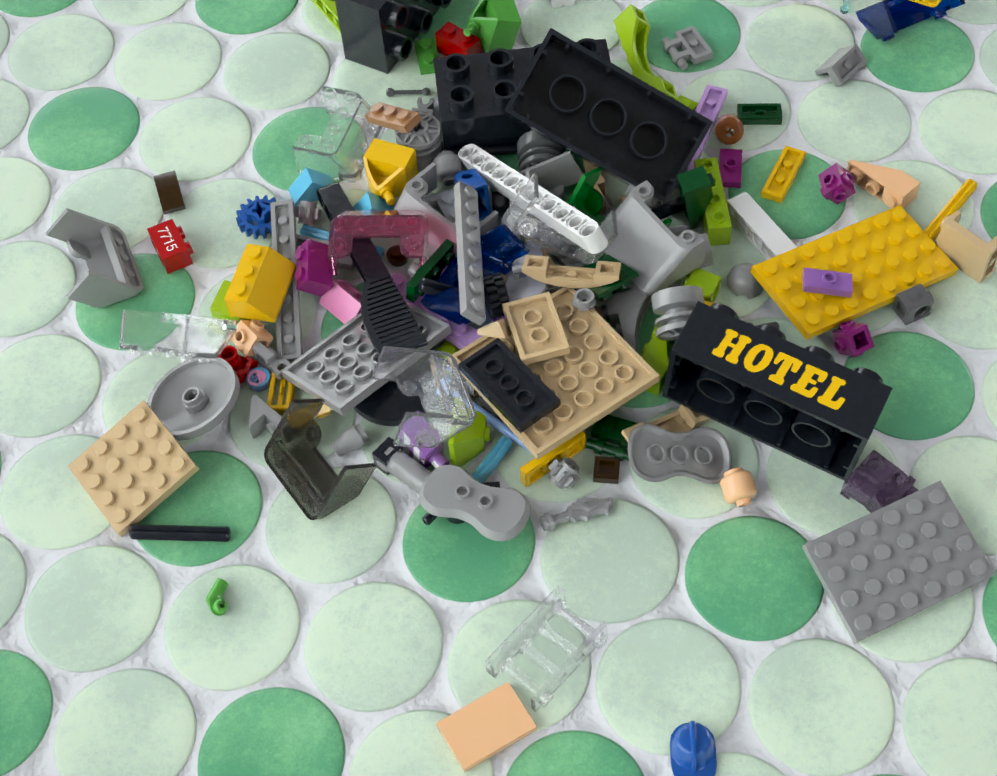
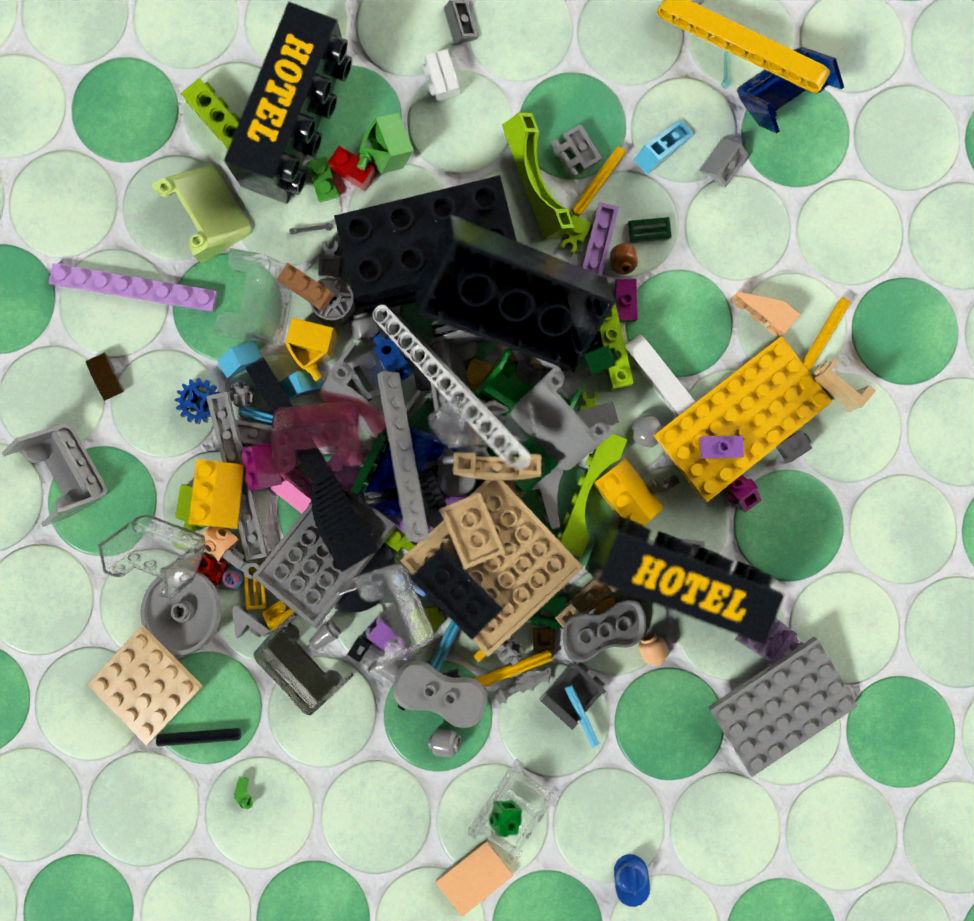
camera: 15 degrees left, 30 degrees up
(170, 245) = (121, 443): red brick -> none
(218, 125) = (133, 287): none -> lavender plate
(311, 65) = (209, 207): none -> yellowish green windscreen
(472, 563) = (445, 743): none -> light grey head
(495, 329) = (438, 537): tan slope -> none
(535, 638) = (505, 818): none -> green brick
(571, 495) = (511, 670): none -> yellow axle
(584, 295) = (511, 501): light grey plate -> none
(637, 527) = (586, 688): none -> dark grey panel
(644, 549) = (582, 715): none -> medium azure bar
(674, 307) = (596, 500): light grey wheel -> none
(708, 72) = (598, 181): none -> yellow axle
(774, 48) = (663, 146): none -> medium azure slope
(783, 174) = (675, 302): yellow tile -> none
(836, 183) = (725, 318): magenta brick -> none

